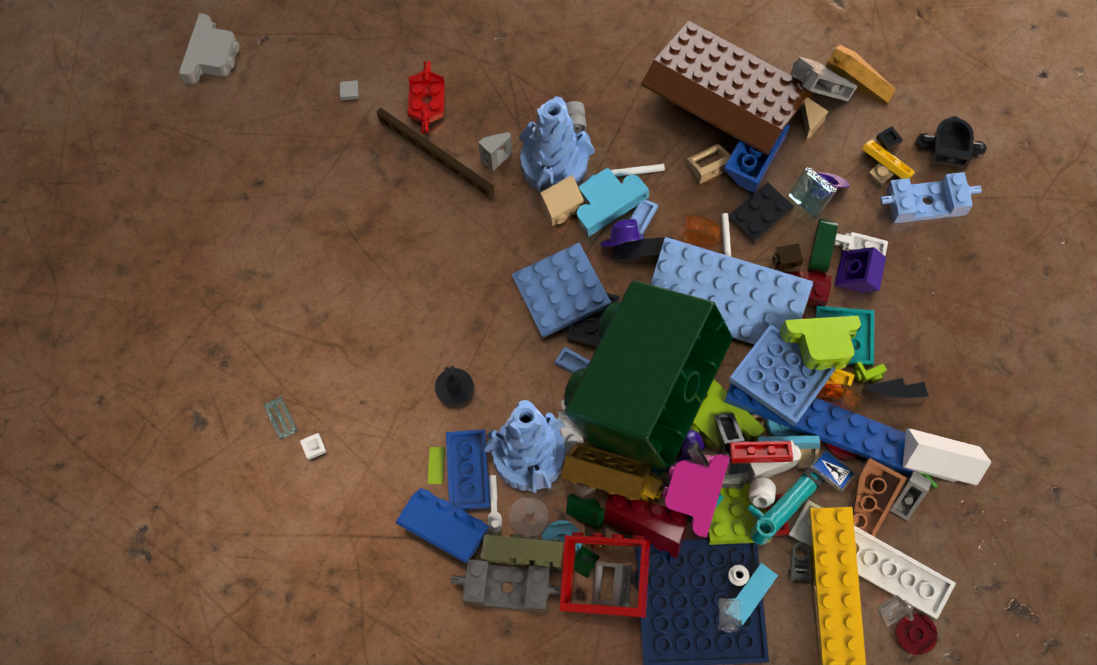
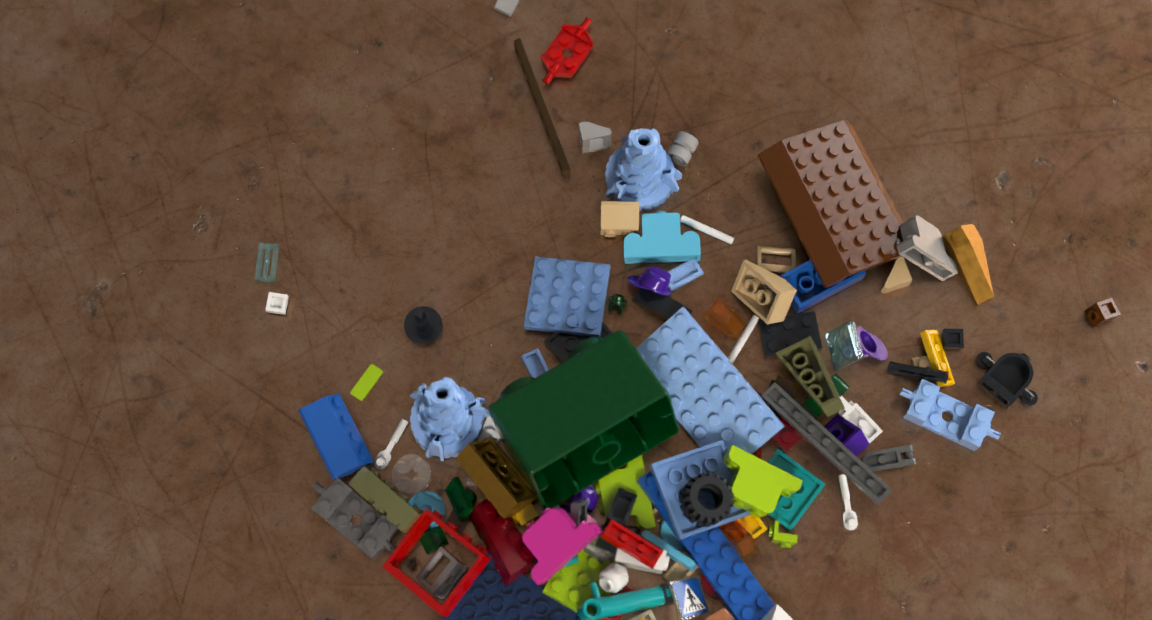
camera: 30 degrees right, 5 degrees up
(467, 469) = (388, 402): blue plate -> none
(603, 268) = (618, 300): none -> dark green plate
(719, 188) = (763, 292): none -> tan slope
(800, 226) = (811, 373): none -> olive wedge
(801, 364) = (695, 510): none -> black tyre
(857, 274) = (826, 443): none -> dark grey plate
(881, 179) = (918, 372): none -> black pin
(896, 392) = (793, 566): black slope -> none
(907, 260) = (889, 458): none -> dark grey plate
(909, 325) = (849, 516): none -> white piece
(984, 52) = (1102, 311): none -> reddish brown bracket

